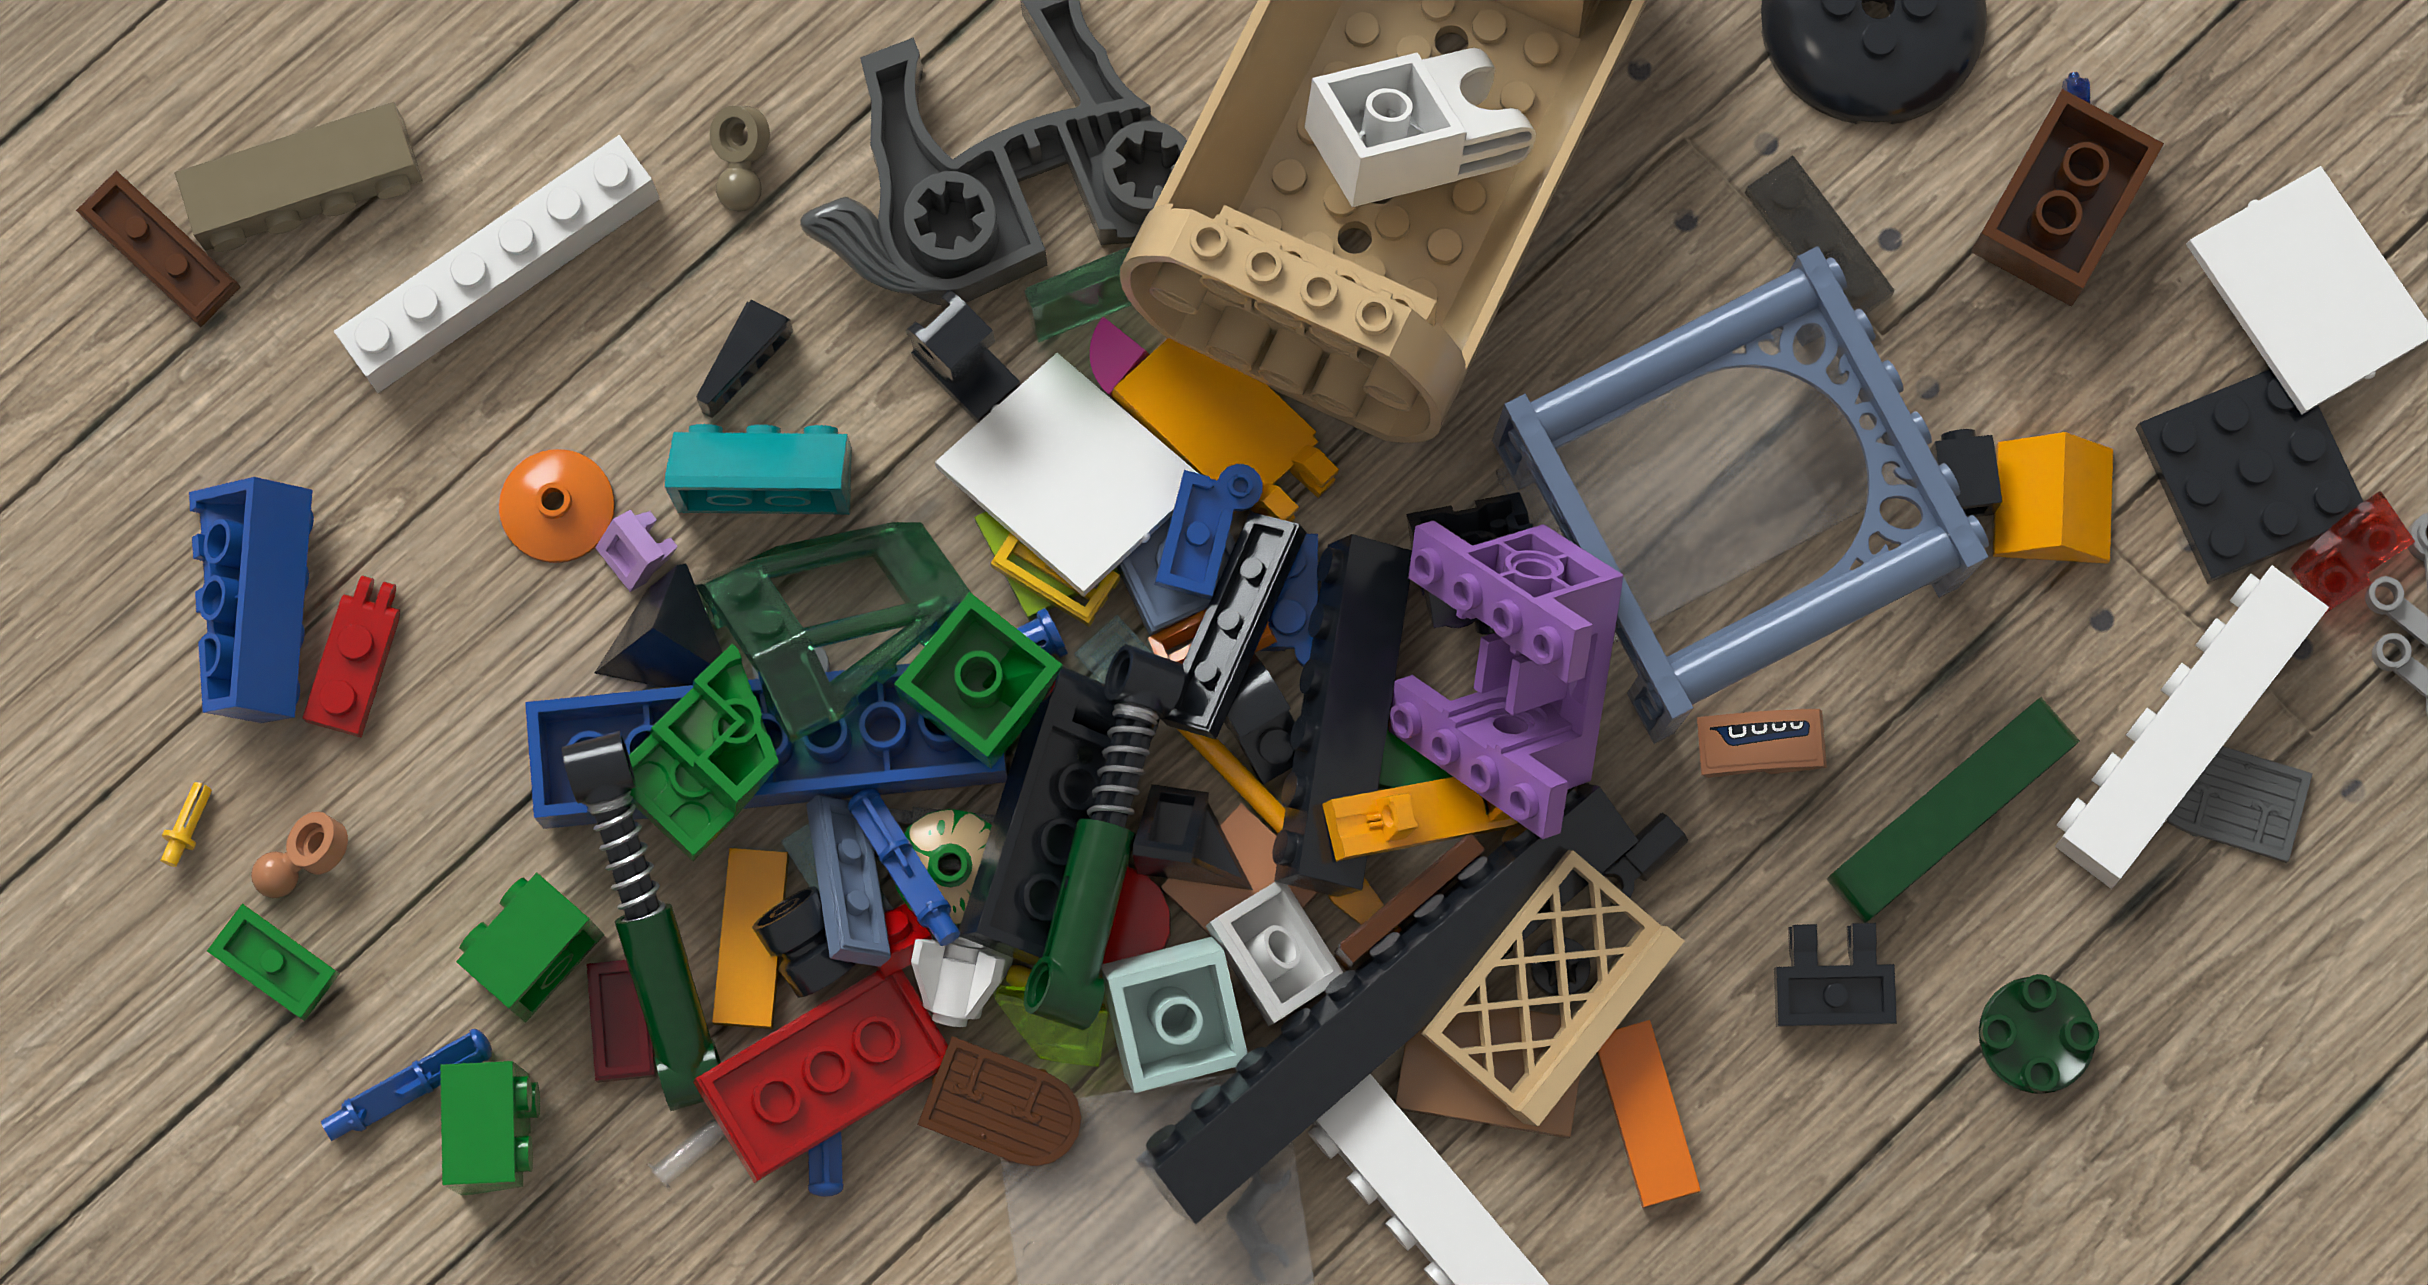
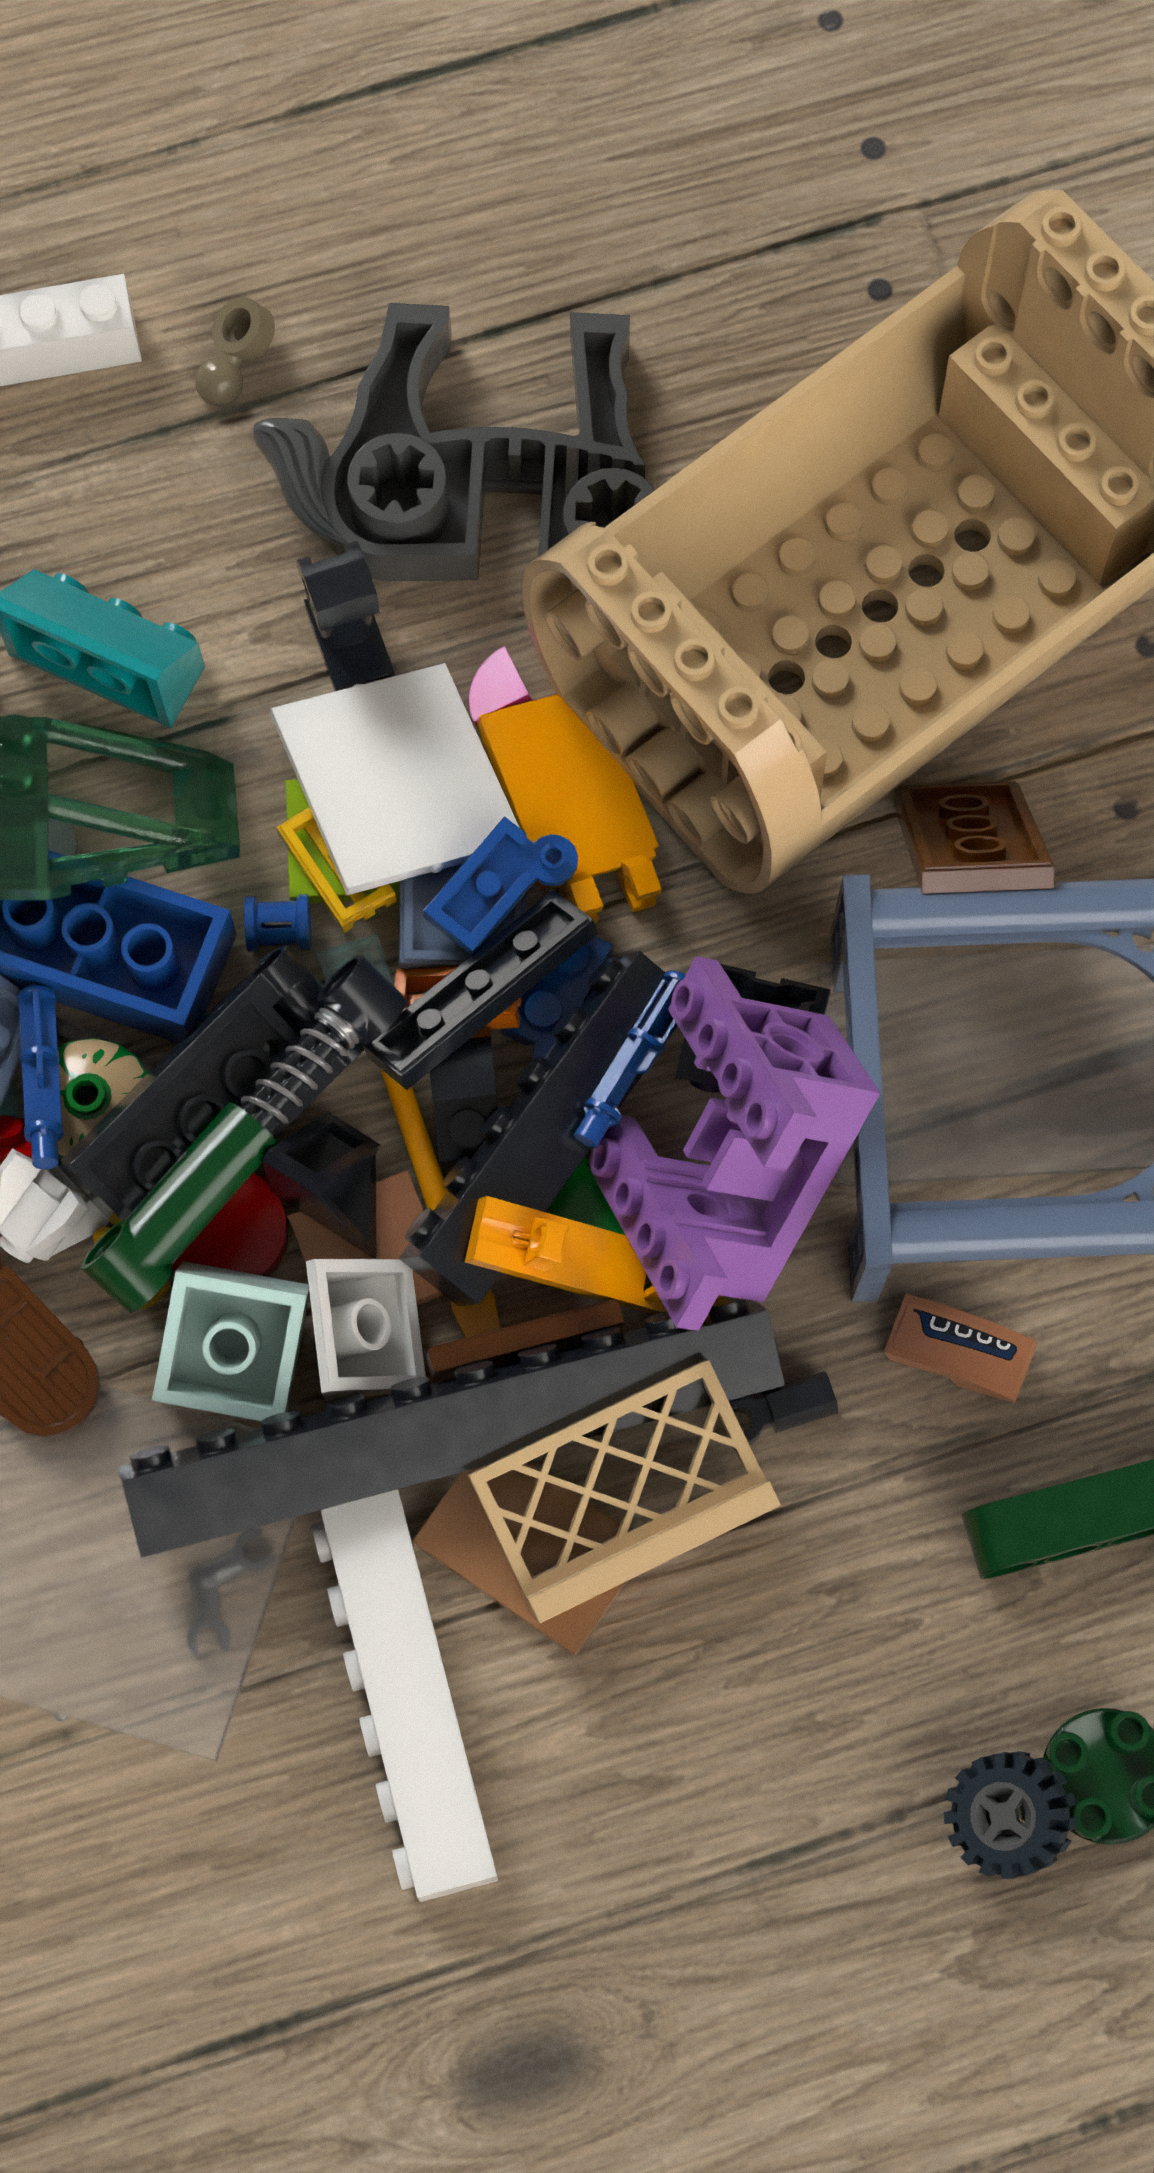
camera: 25 degrees right, 5 degrees down
(749, 346) = (143, 530): black slope -> none
(978, 680) = (193, 919): green slope -> none
(1052, 1039) = (105, 1317): clear neon green slope -> none
(1077, 296) = (478, 612): clear green tile -> none
(1391, 625) = (633, 1058): none -> blue piece
(1413, 125) = (890, 580): white brick -> none
(1545, 972) = (659, 1488): black tile -> none
(1584, 314) = (972, 838): none -> reddish brown tile
(1647, 1115) = (664, 1669): orange tile -> none
(1837, 993) = (915, 1635): black plate -> none
(1970, 1122) = (992, 1829): none -> black wheel

